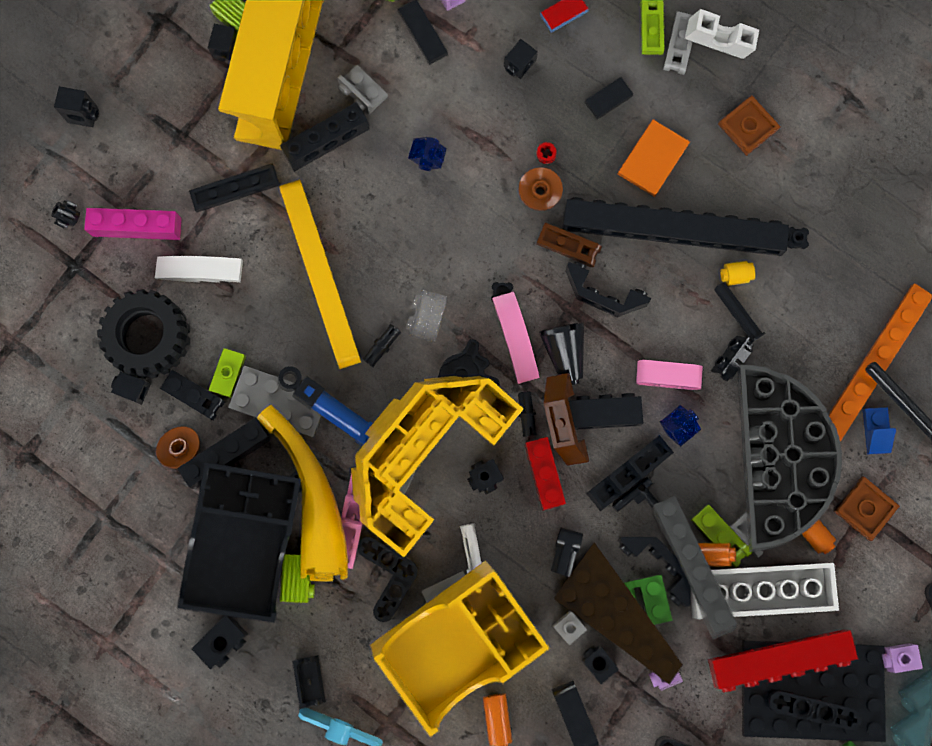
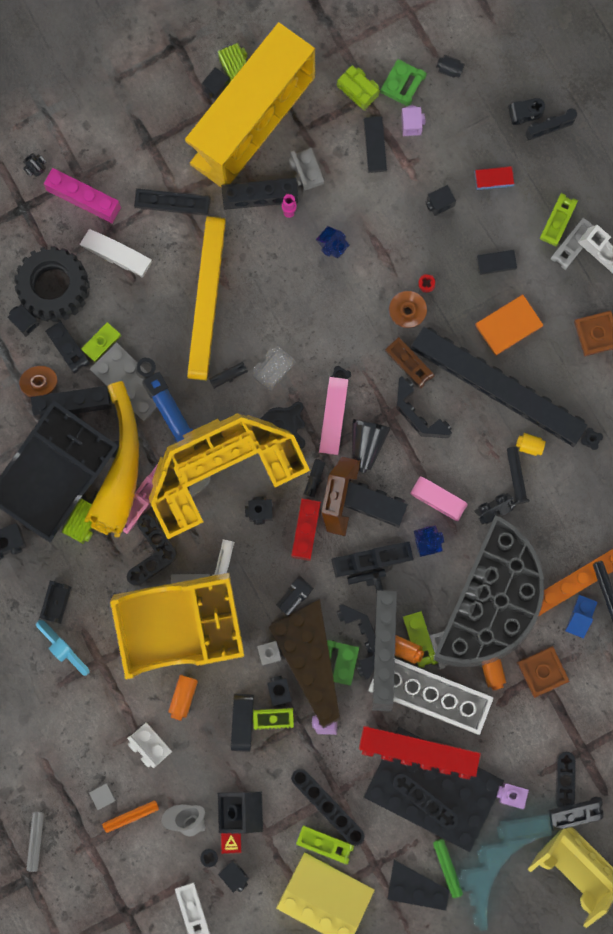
camera: 25 degrees right, 0 degrees up
(76, 107) = (80, 86): black brick -> none
(363, 135) = (289, 205): none -> dark pink pin
(608, 697) = (273, 718): none -> lime brick

